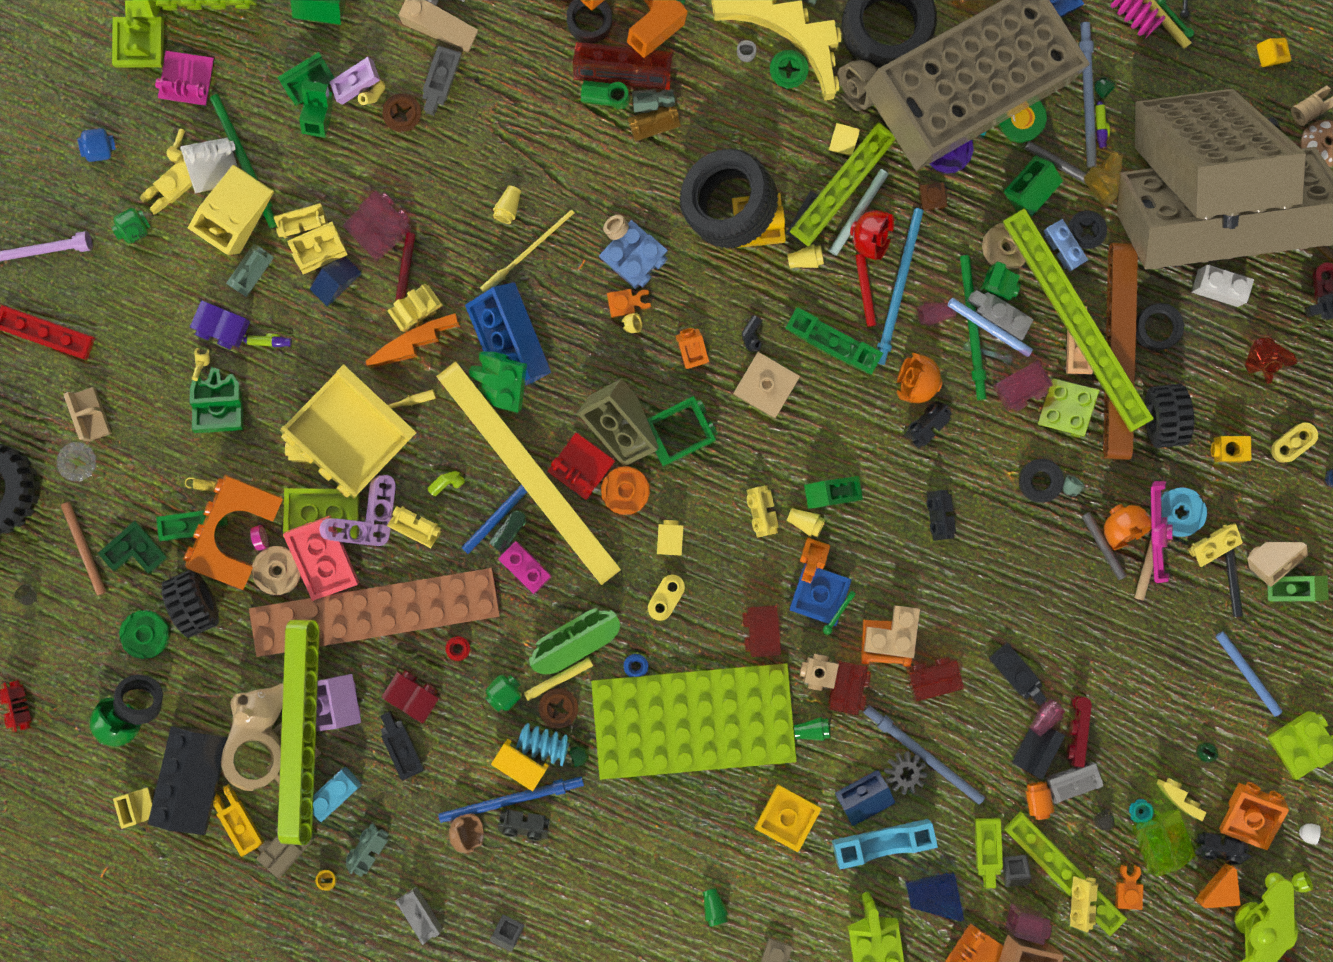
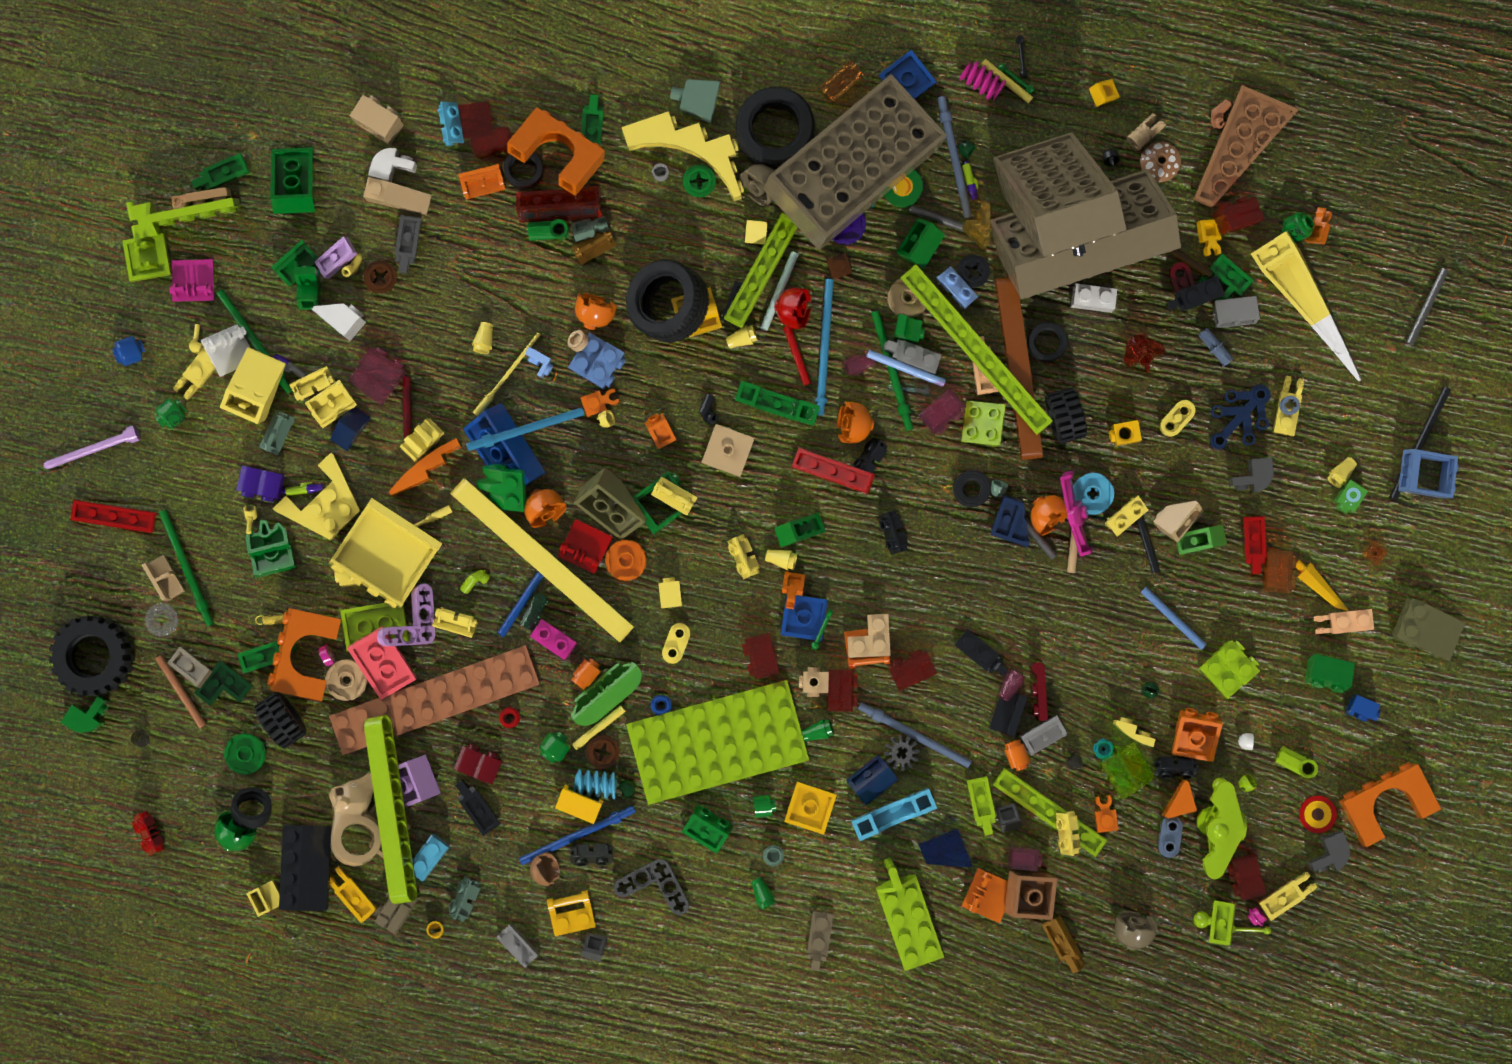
camera: 10 degrees left, 0 degrees up
(98, 522) = (190, 667): none -> dark tan plate
(126, 453) = (202, 605): none -> green bar
(278, 197) = (290, 367): none -> flat silver piece
(295, 369) = (328, 510): none -> light yellow wing
(351, 152) = (342, 318): none -> white slope
(489, 897) = (571, 920): none -> yellow plate
(491, 321) = (489, 440): none -> dark azure bar
(539, 24) = (482, 181): none -> orange hinge
(541, 410) = (543, 506): none -> orange cylinder
(555, 613) = (586, 673): none -> orange brick
(565, 238) = (536, 358): none -> light blue bracket
(590, 864) = (654, 876): none -> dark grey beam
(641, 196) = (594, 311): none -> orange cylinder
(664, 820) = (707, 829): none -> green bracket
(695, 426) = (674, 496): none -> light yellow hinge
(734, 806) = (764, 806): none -> green plate
(734, 865) = (773, 855): none -> sand green plate
(885, 431) = (833, 471): none -> red tile
(1081, 527) = (1011, 522): none -> dark blue wing
(1198, 928) = (1170, 836): none -> sand blue plate

